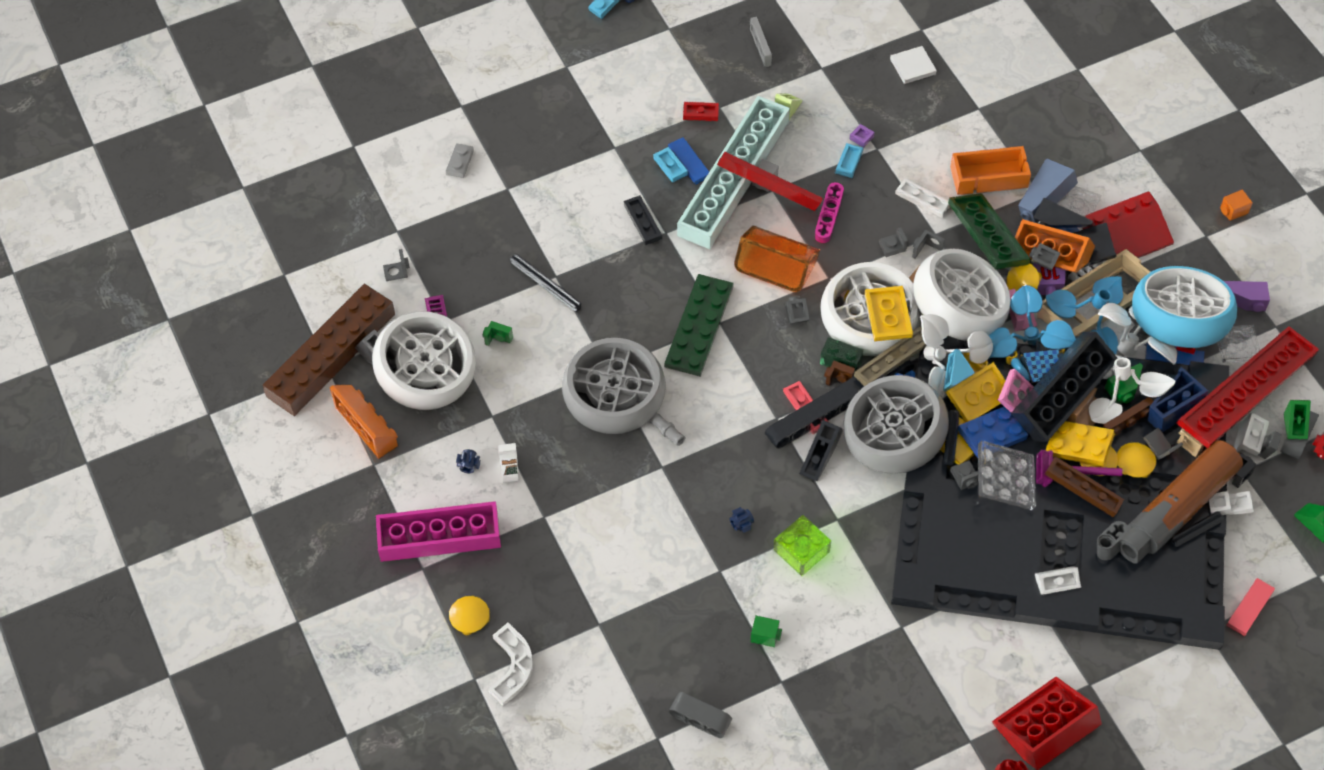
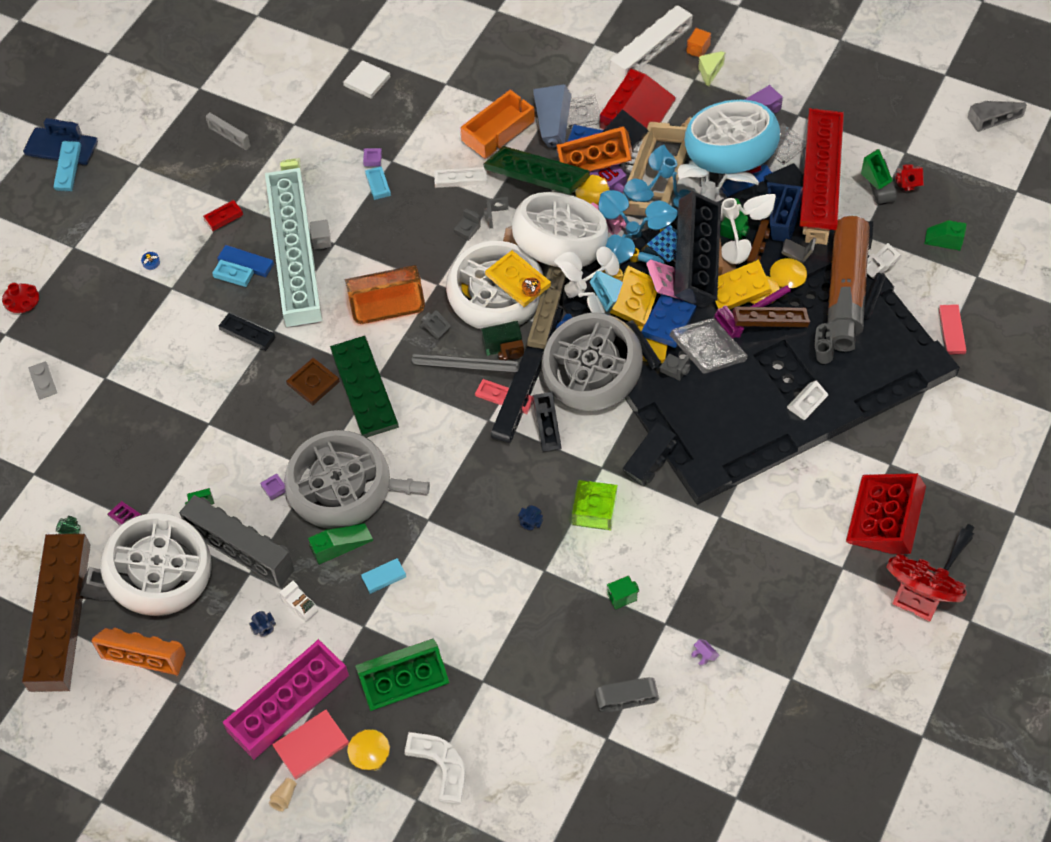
camera: 35 degrees left, 0 degrees up
(379, 603) = (282, 795): none -> tan cone
(387, 288) = (68, 526): none -> clear green gear
(401, 266) = (65, 500): dark grey bracket -> none
(430, 579) = (310, 744): none -> coral tile
(493, 83) = (20, 297): none -> red dish
(500, 384) = (239, 541): none -> dark grey brick
(540, 574) = (402, 674): none -> green slope
(545, 282) = (204, 433): axle -> none
(562, 358) = (273, 486): none -> medium lavender plate
(576, 436) = (338, 541): none -> green slope
(590, 487) = (383, 575): none -> medium azure tile
(615, 114) = (150, 260): none -> blue tile
(662, 294) = (313, 381): none -> reddish brown tile
(769, 181) = (331, 235): red tile -> none
(793, 725) = (706, 651): none -> medium lavender tile
(794, 358) = (465, 362): none -> dark grey axle
(829, 212) = (397, 232): dark pink beam -> none
(882, 535) = (651, 454): none -> black brick
(891, 327) = (531, 287): none -> clear orange tile
(1044, 256) = (598, 162): dark grey bracket -> none
(1057, 216) = (582, 126): black slope -> none
(1193, 178) = (651, 42): none -> white brick
(1230, 232) = (710, 65): none -> yellowish green slope
(1251, 434) = (851, 202): white panel -> none
(1270, 444) = (867, 205): dark grey bracket -> none

